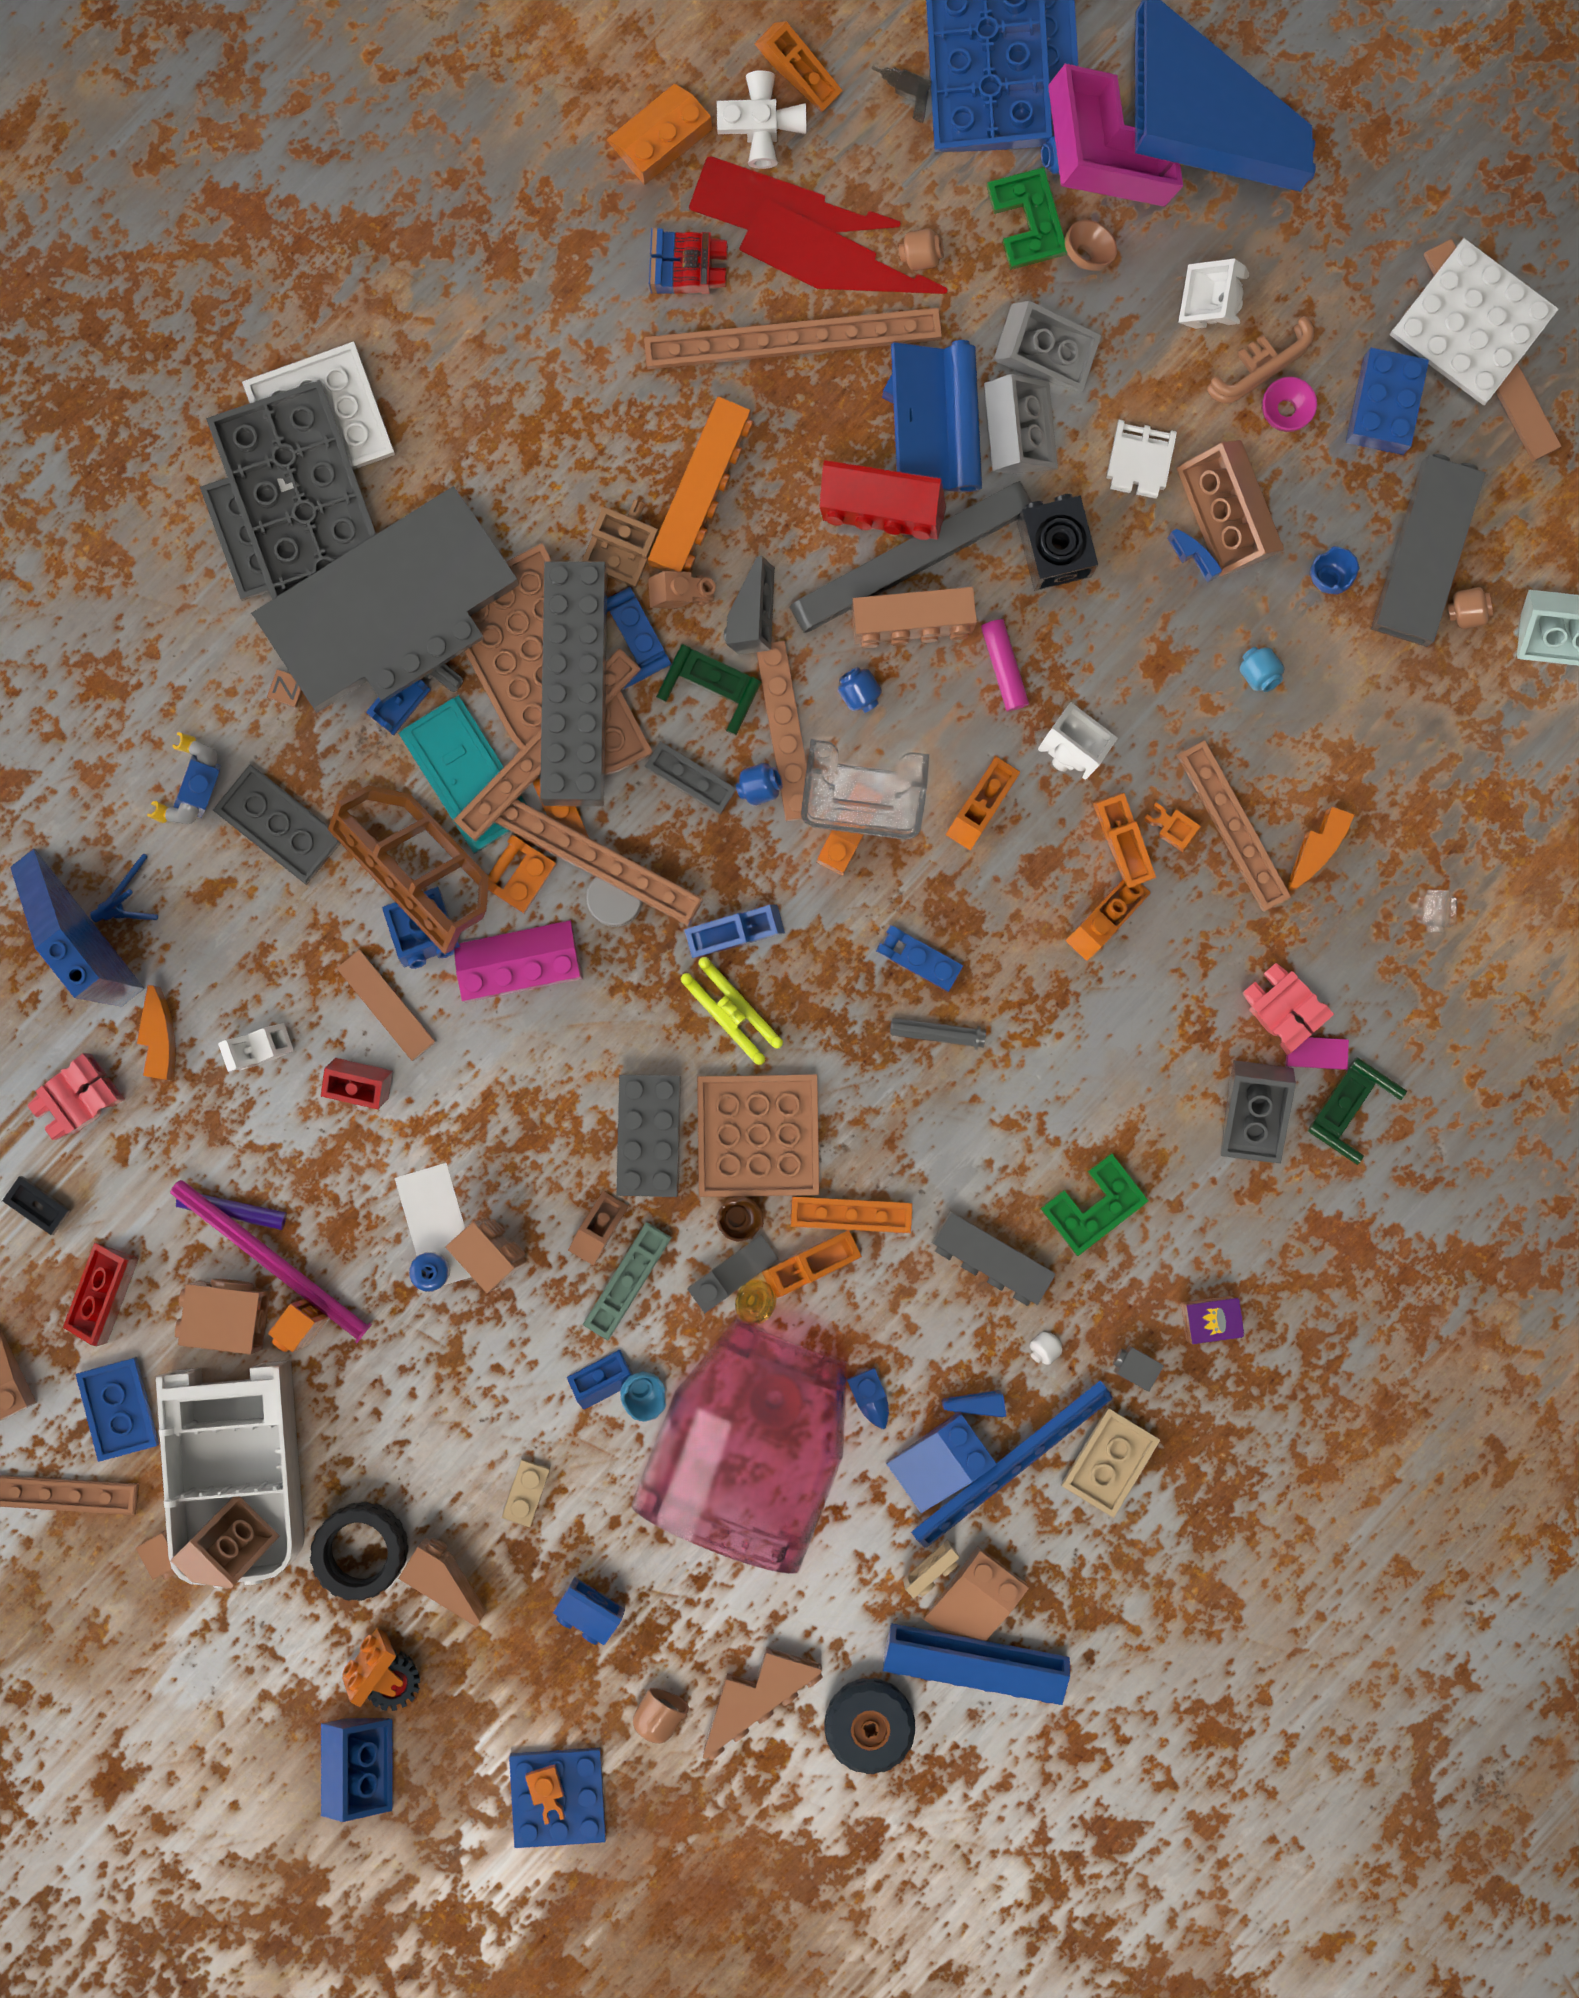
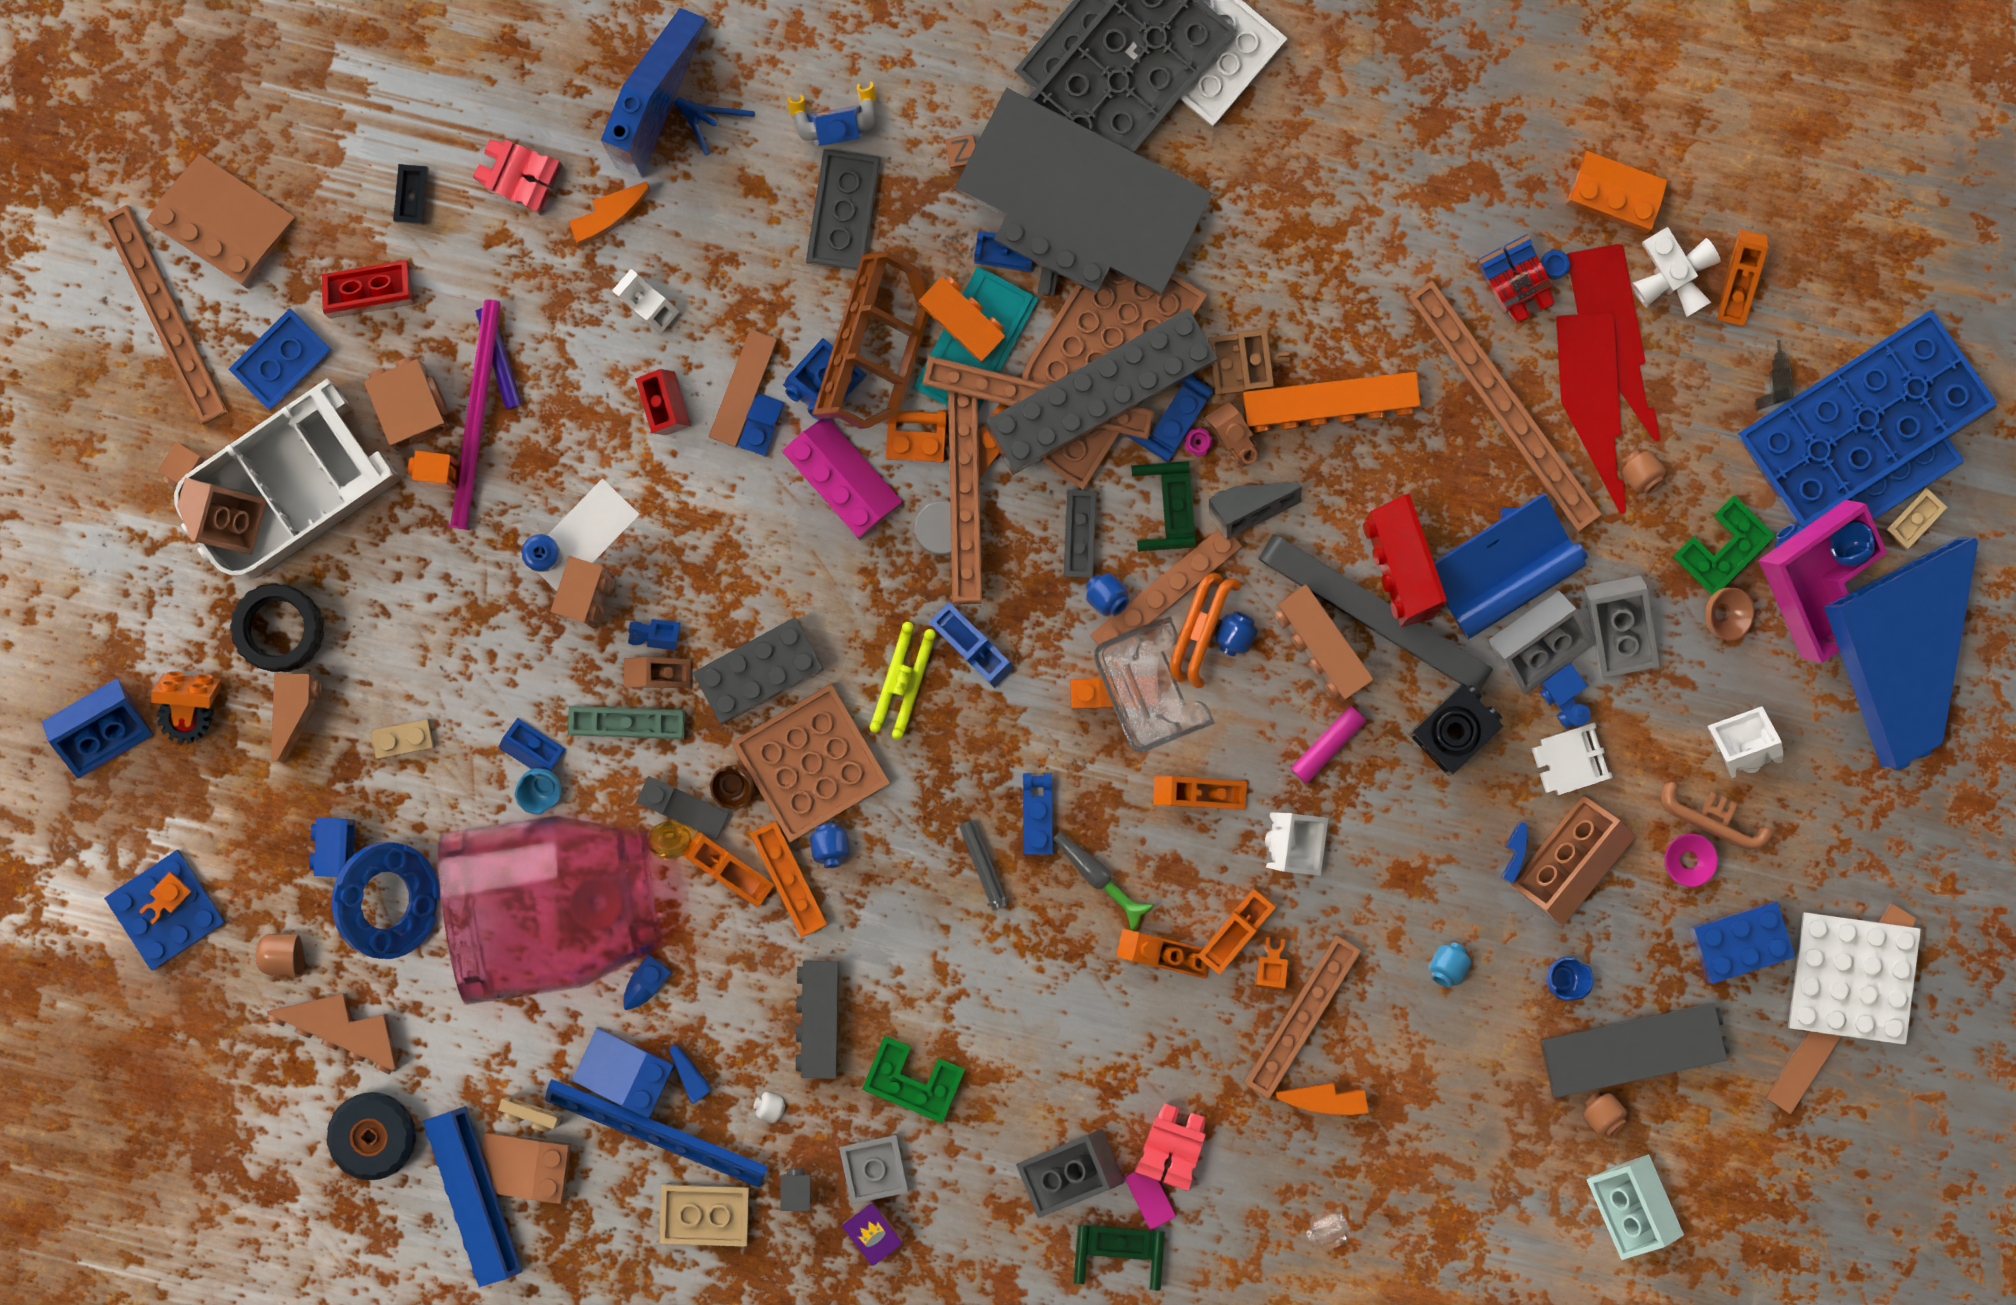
camera: 65 degrees right, 0 degrees up
(428, 1007) = (760, 424): none -> blue slope
(436, 771) = (962, 318): none -> orange brick
(563, 1207) = (658, 634): none -> blue plate
(640, 1624) = (420, 912): none -> blue plate
(665, 619) = (1199, 434): none -> dark pink plate
(692, 221) = (1555, 264): none -> blue tile
(836, 717) = (1200, 627): none -> orange piece
(842, 1160) = (829, 845): none -> blue head
(1008, 934) = (1100, 878): none -> dark grey piece
(1075, 433) = (1561, 690): none -> blue brick
(1094, 98) = (1852, 544): none -> blue hair
(1098, 37) = (1916, 518): none -> tan plate
(1155, 1286) = (873, 1169): none -> light grey plate

